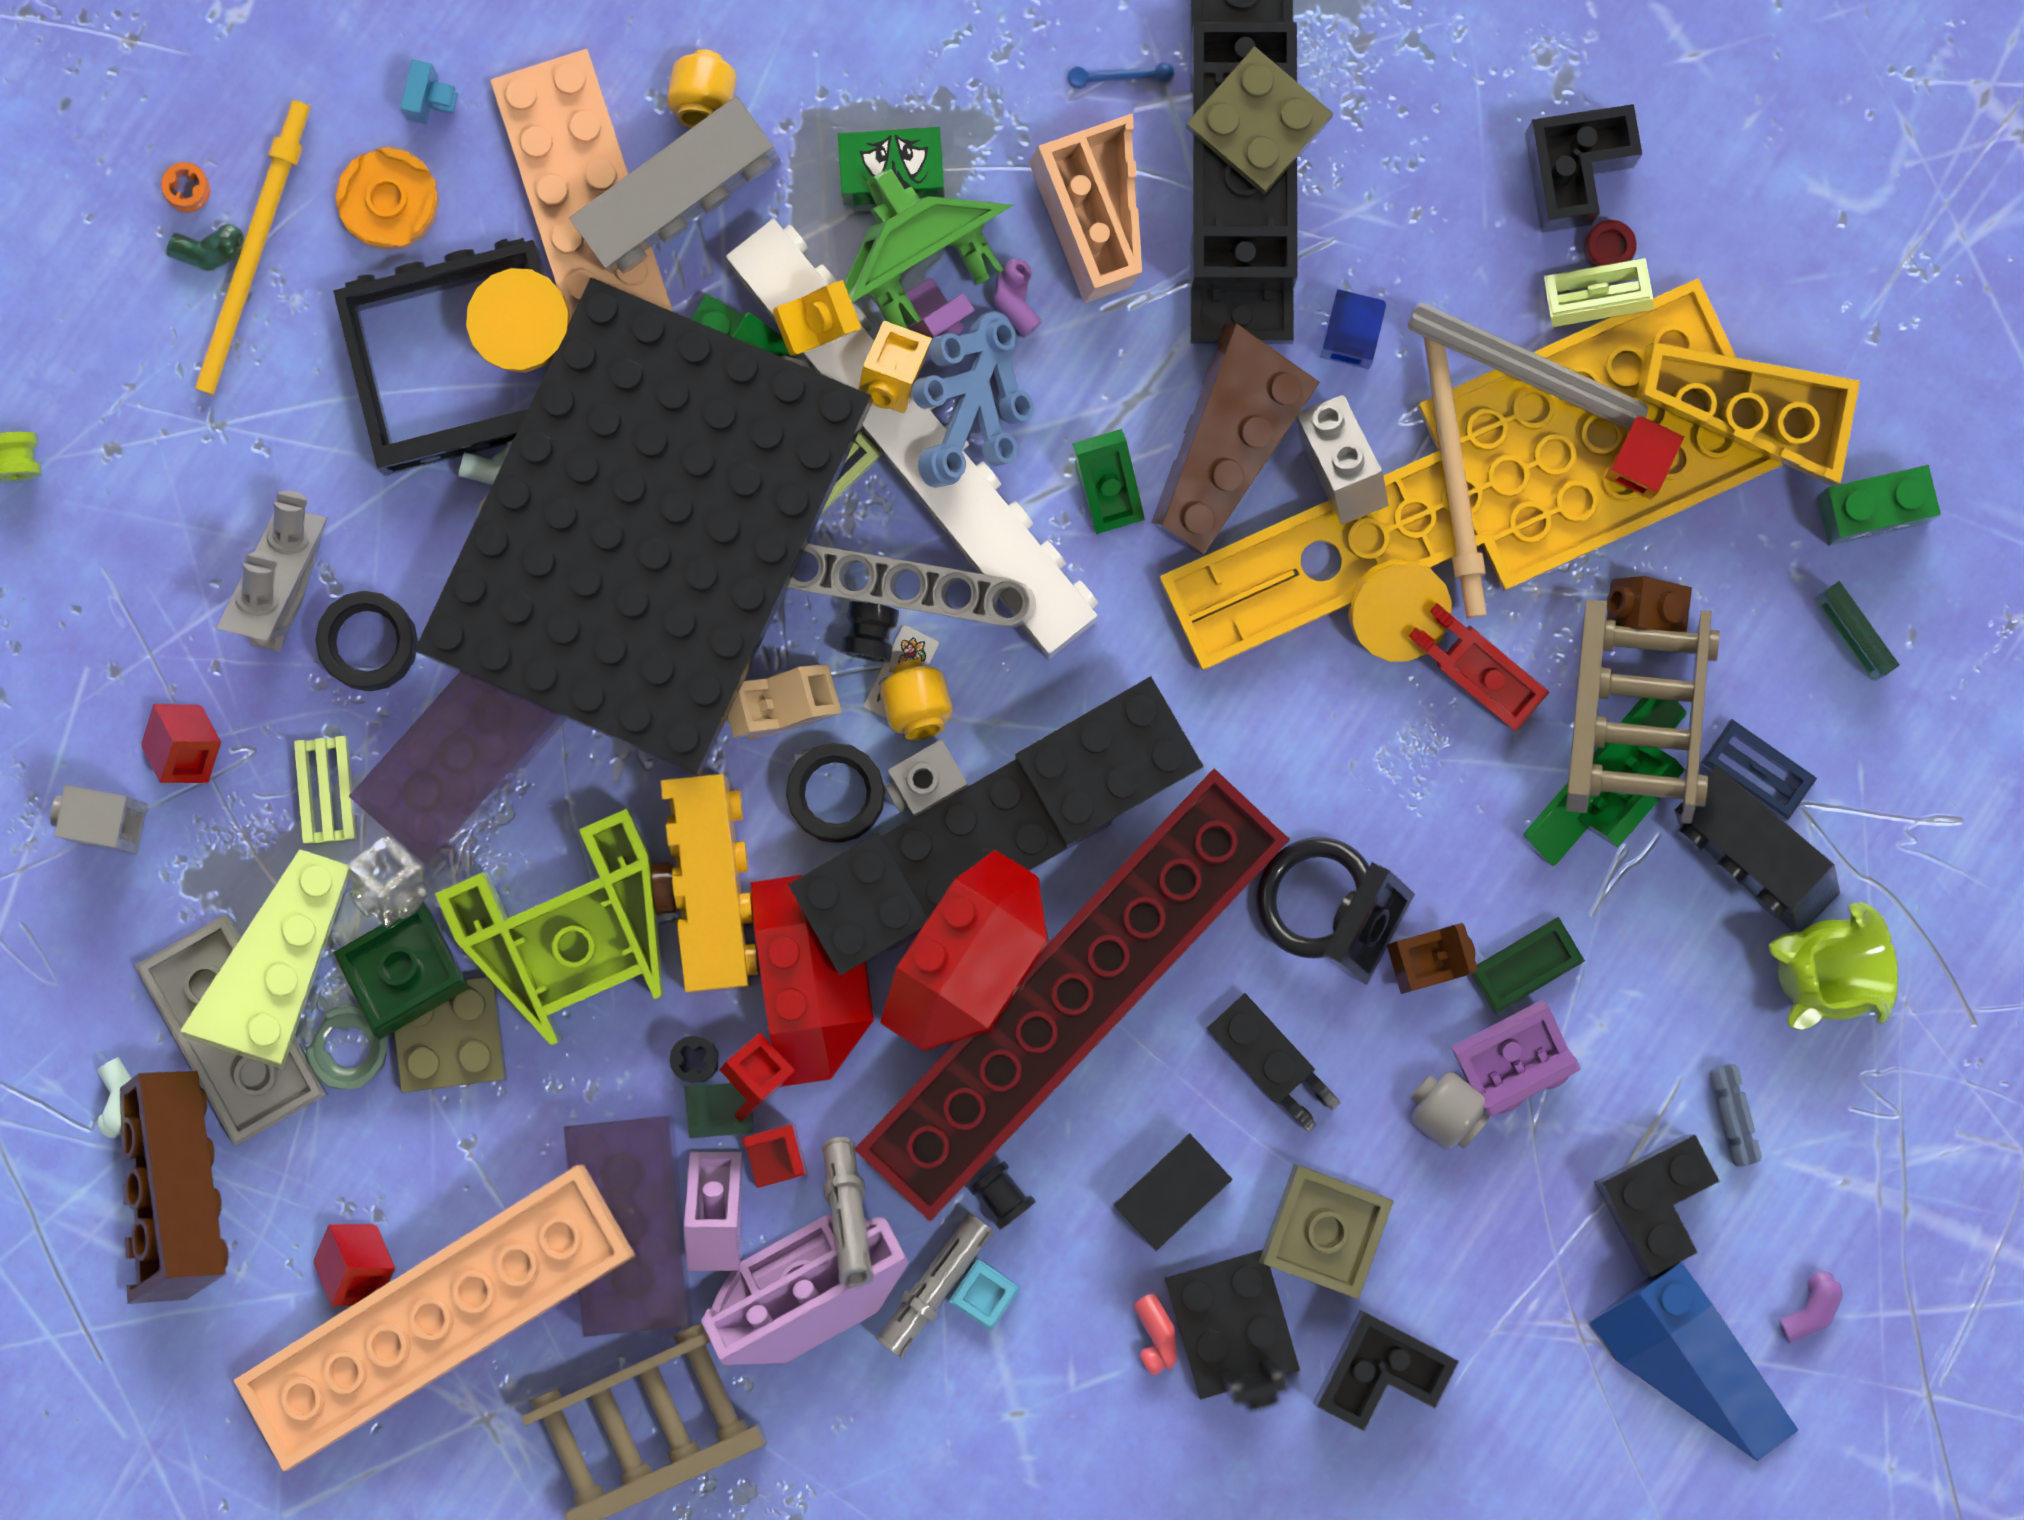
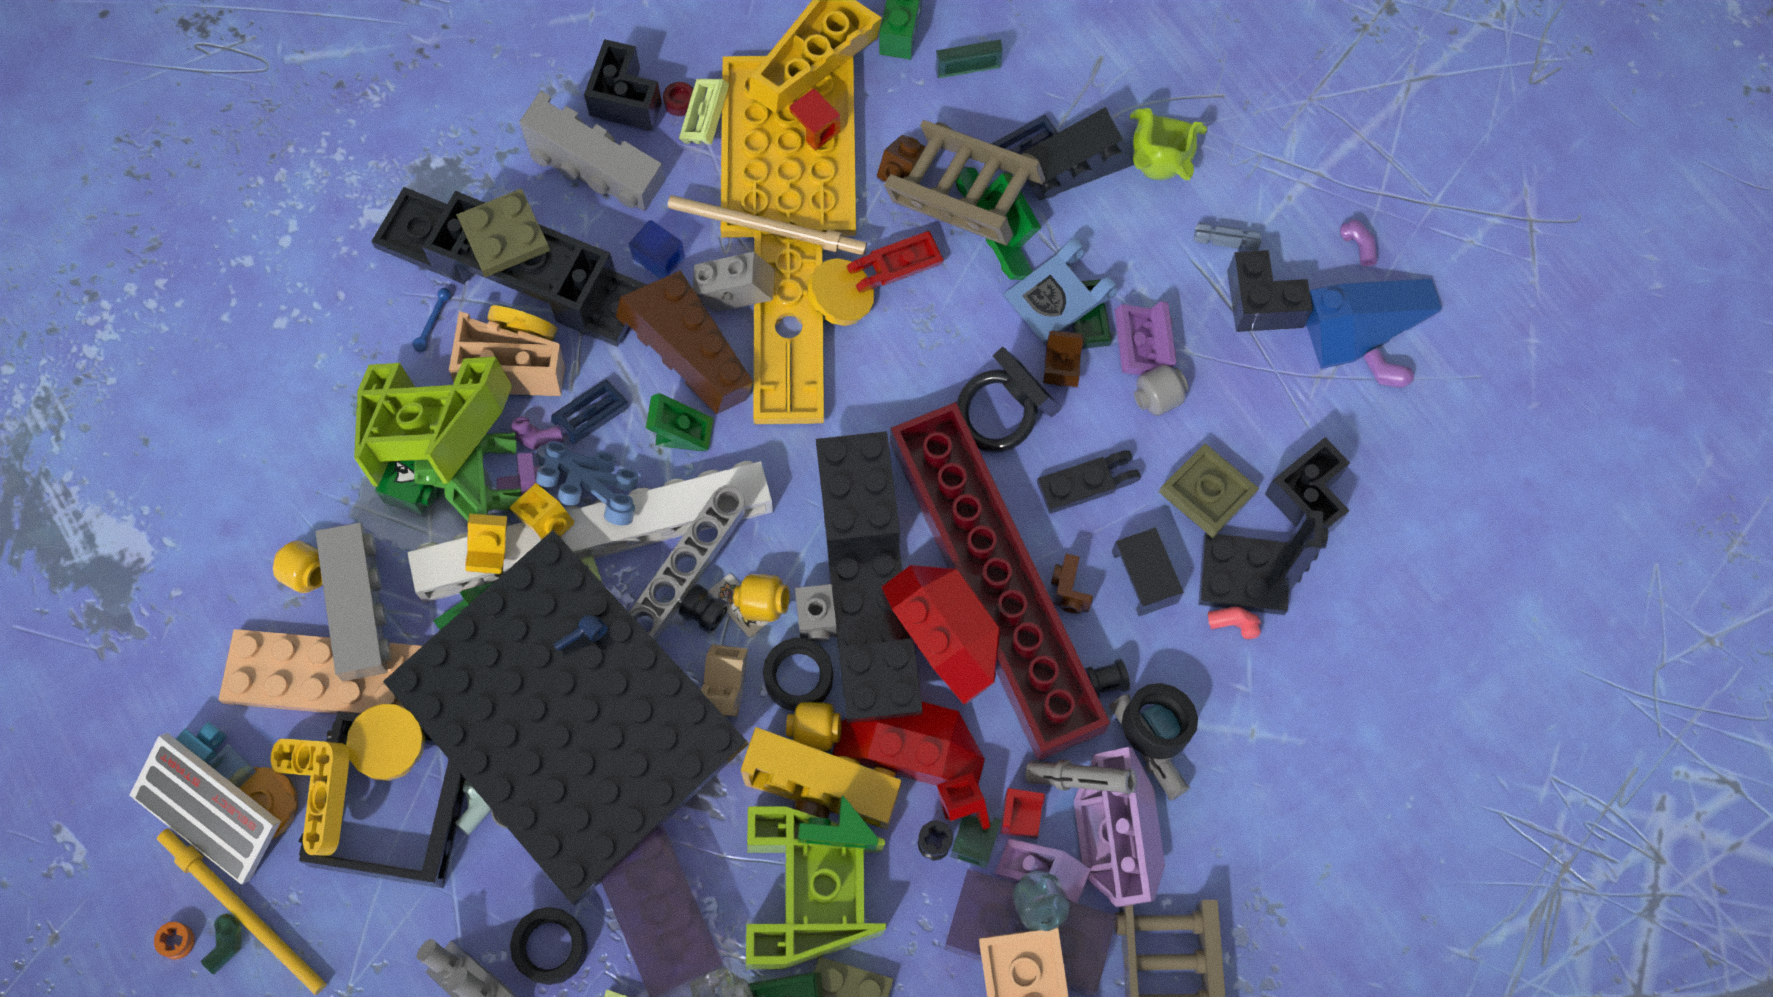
camera: 70 degrees left, 15 degrees down
(349, 139) = (204, 808): none -> tile
(407, 141) = (232, 766): none -> clear light blue tile
(447, 274) = (328, 774): none -> yellow beam
(642, 951) = (849, 833): none -> green slope
(654, 1223) = (1040, 901): none -> clear light blue head
(756, 511) = (590, 626): none -> dark blue hand
(774, 844) = (814, 725): none -> yellow head
(945, 153) = (426, 422): none -> lime wedge
(1003, 1295) = (1174, 701): none -> black tyre
(1039, 335) = (576, 435): none -> dark blue tile
(1115, 1084) = (1063, 578): none -> reddish brown bracket
(1156, 204) = (516, 321): none -> yellow tile
(1453, 172) = (590, 154): none -> light grey wedge
(1525, 365) = (728, 160): light grey axle -> none
(1528, 906) = (1055, 296): none -> medium blue flag
(1616, 1417) = (1387, 373): none -> medium lavender arm

